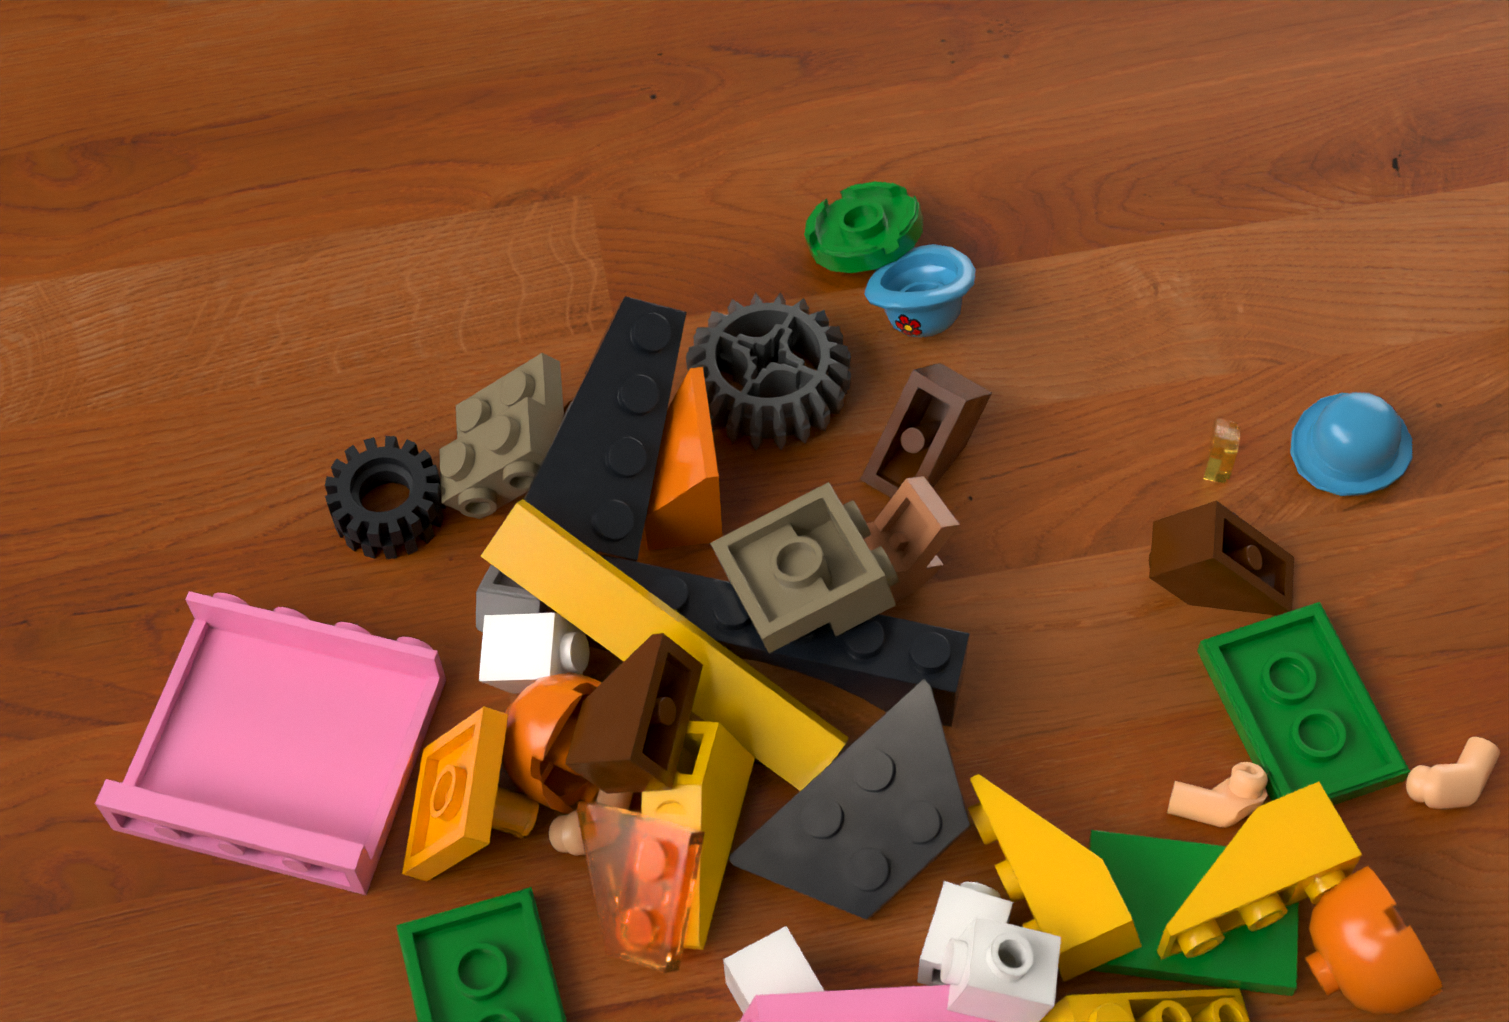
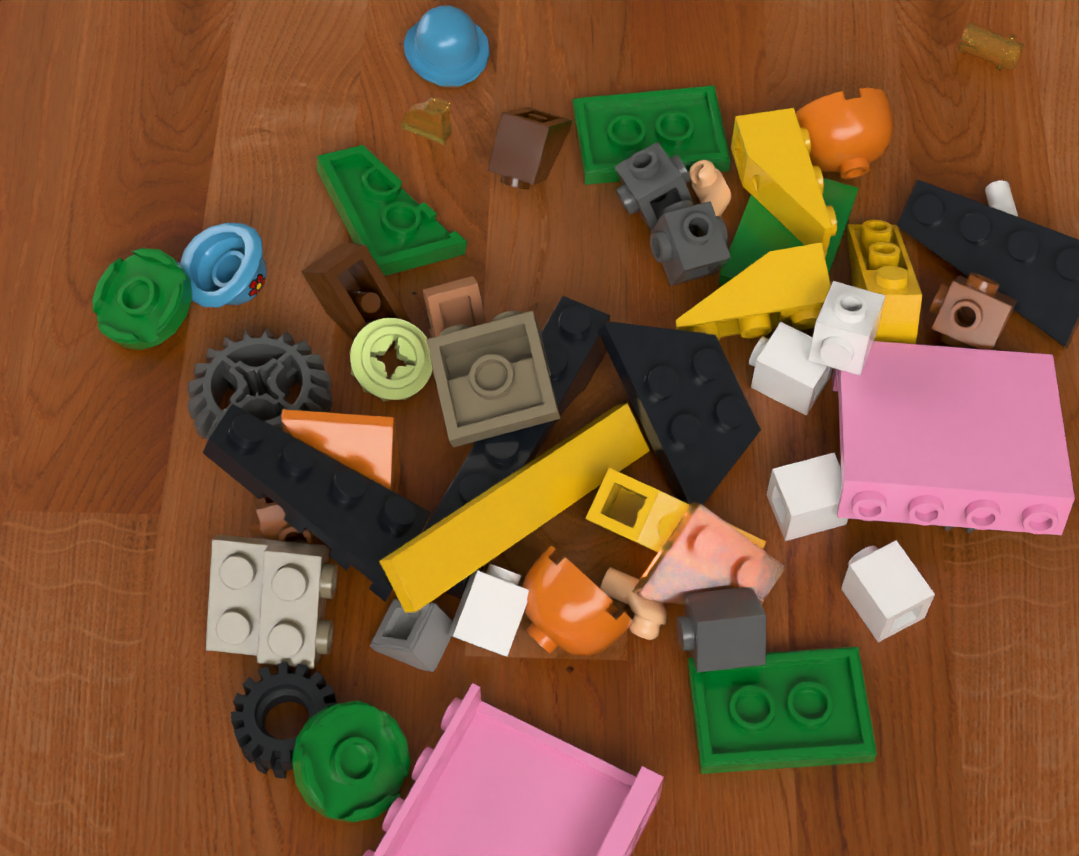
camera: 80 degrees left, 0 degrees up
(339, 562) = (350, 761): none -> green tile
(461, 797) = (610, 688): light orange tile -> none
(561, 910) = (723, 629): none -> dark grey brick
(637, 720) = (596, 527): reddish brown slope -> none
(870, 463) = (410, 347): none -> yellowish green gear
(1059, 432) = (382, 214): none -> green wing
(1104, 753) = (689, 241): none -> dark grey brick
(1191, 718) = (652, 183): none -> dark grey brick
(1456, 783) = (725, 59): light nougat arm -> none

